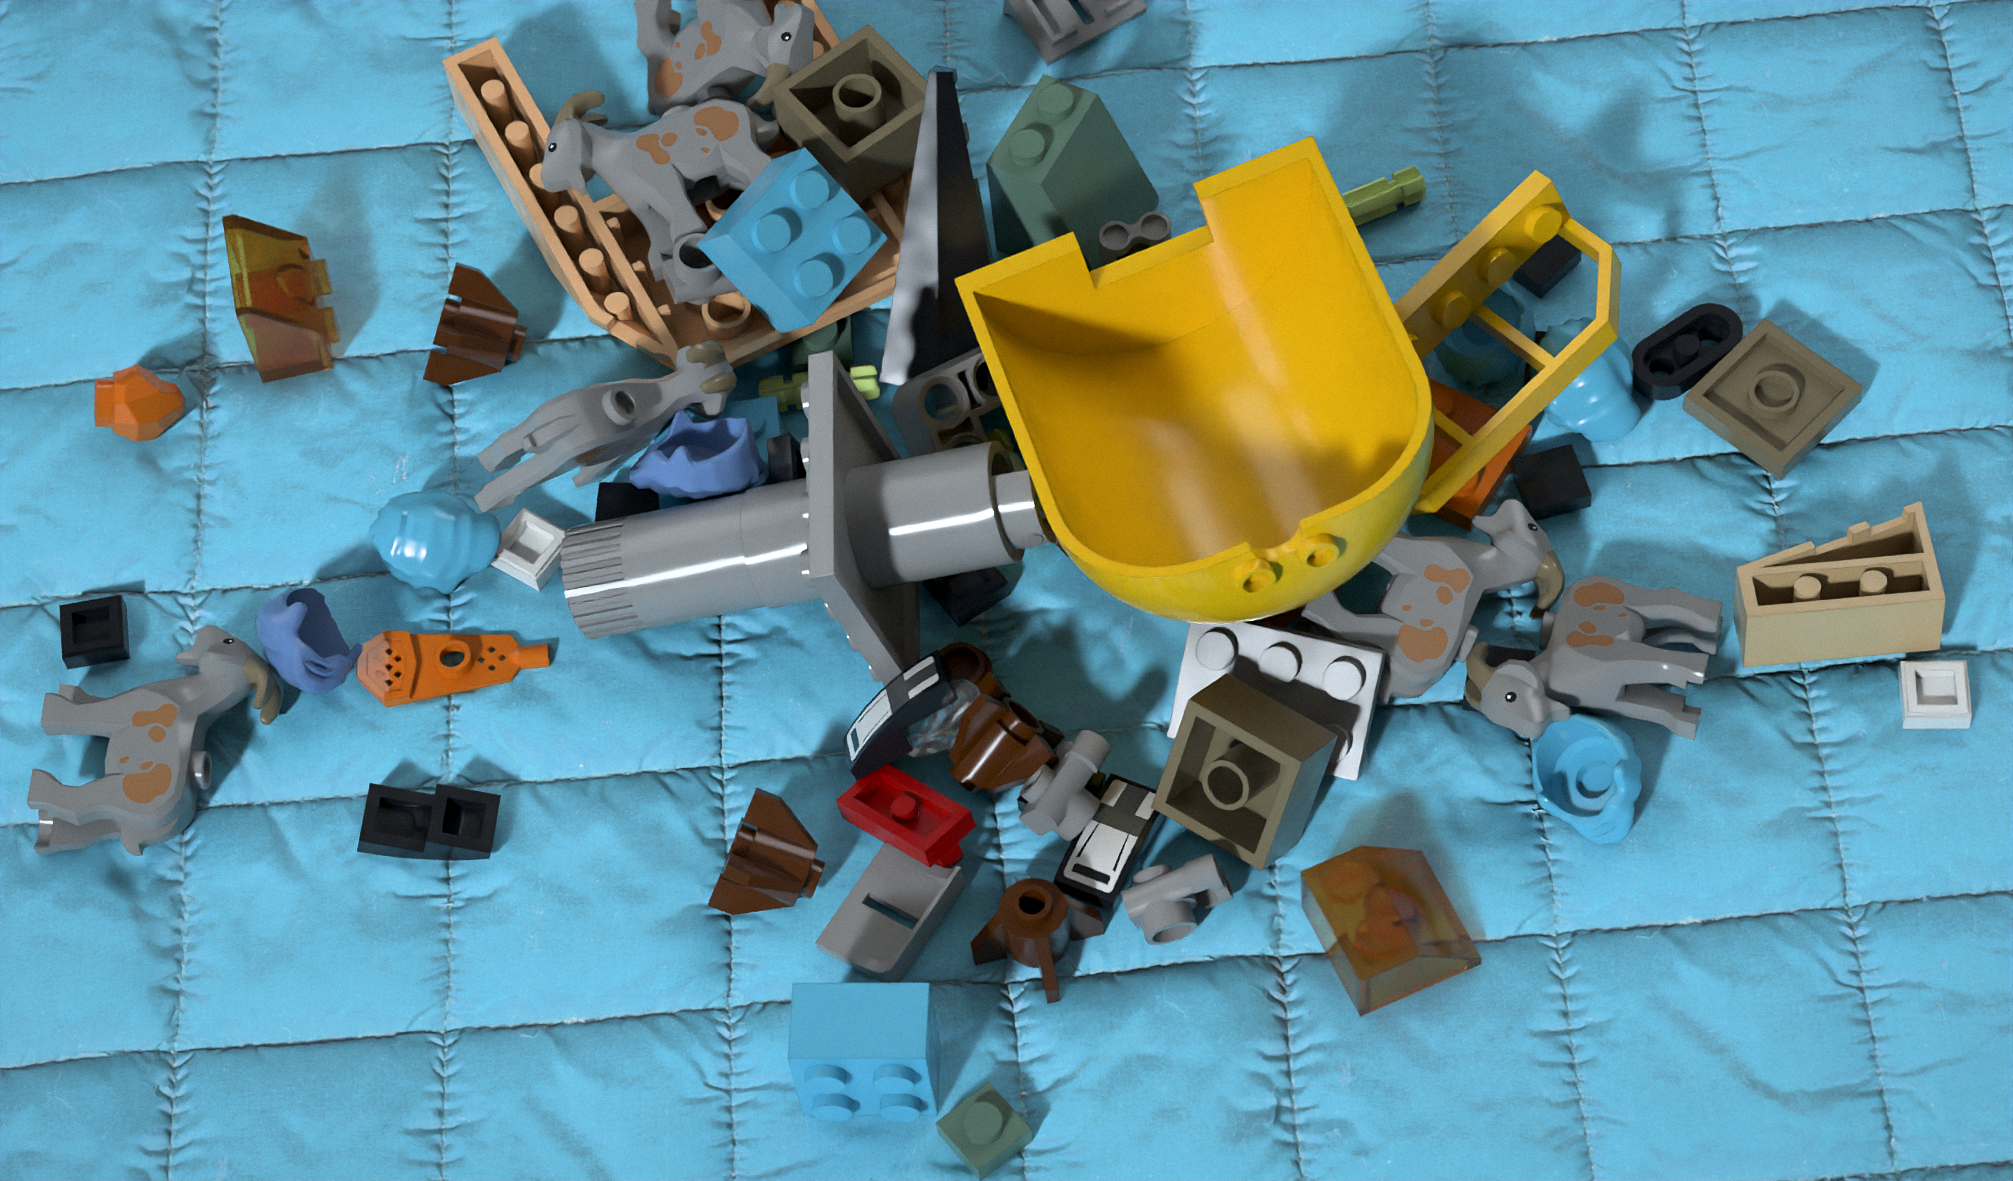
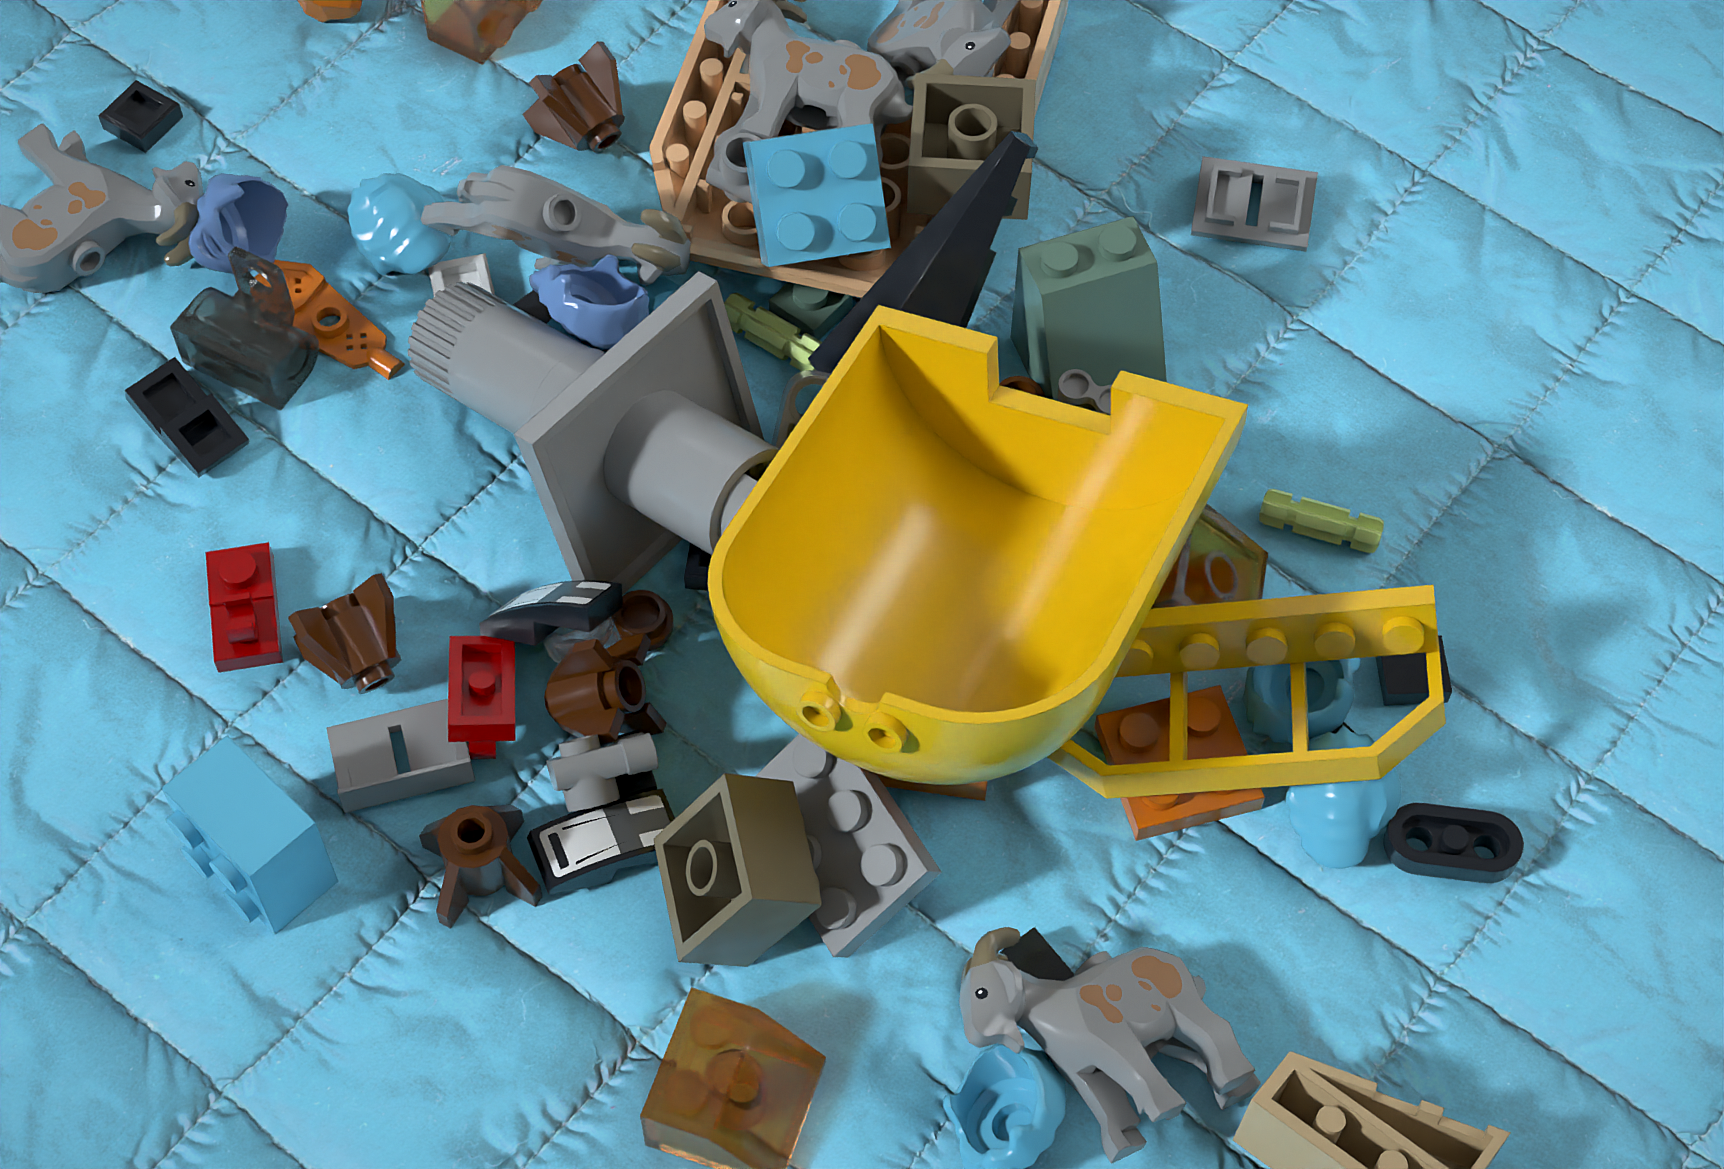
camera: 35 degrees right, 0 degrees up
(414, 718) = (248, 336): none -> clear smoke piece
(642, 917) = (243, 607): none -> red plate
(984, 1131) = (285, 977): sand green plate -> none
(1165, 898) = (597, 918): light grey plate -> none
(1435, 593) = (1035, 863): light grey animal -> none
(1551, 482) = (1235, 855): black tile -> none
(1773, 398) = (1487, 941): dark tan plate -> none

